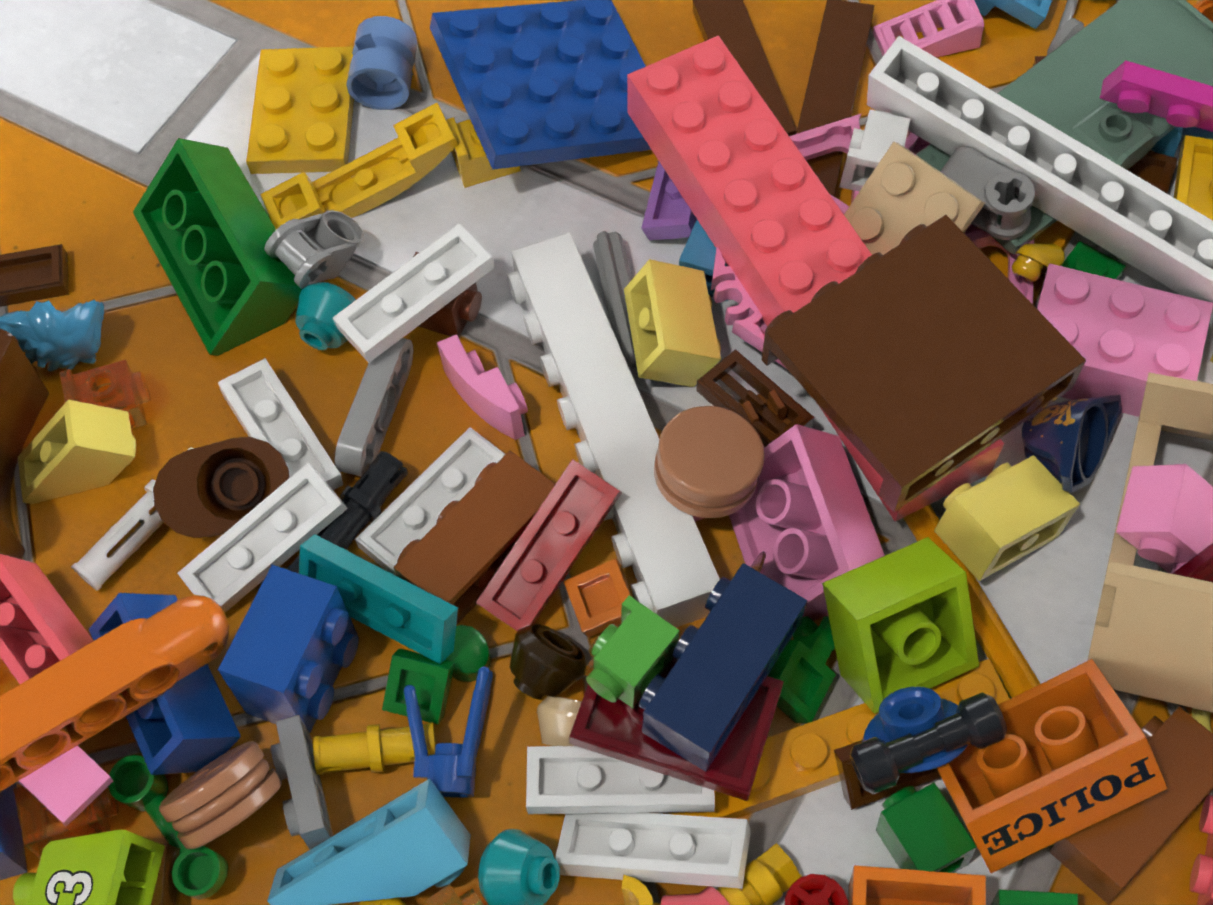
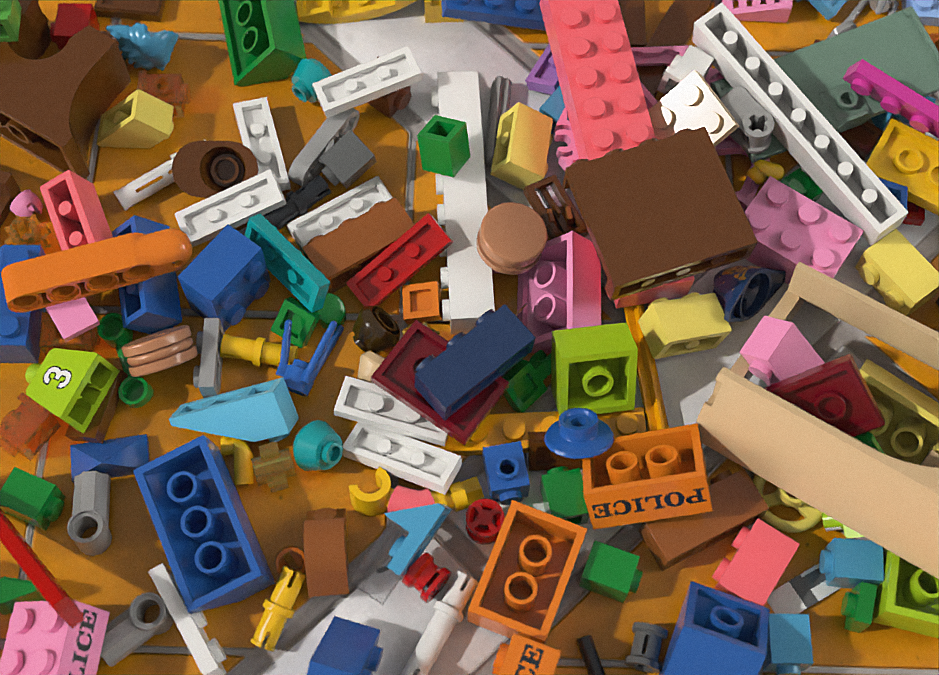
camera: 10 degrees right, 5 degrees up
(315, 245) = (317, 34): light grey piece -> none
(418, 417) = (347, 160): none -> dark grey brick
(483, 391) = (392, 154): bright pink slope -> none
(563, 353) = (444, 146): none -> green brick
(631, 653) = (421, 338): bright green brick -> none
(821, 824) = (506, 472): none -> blue brick
(975, 722) = (612, 439): black piece -> none

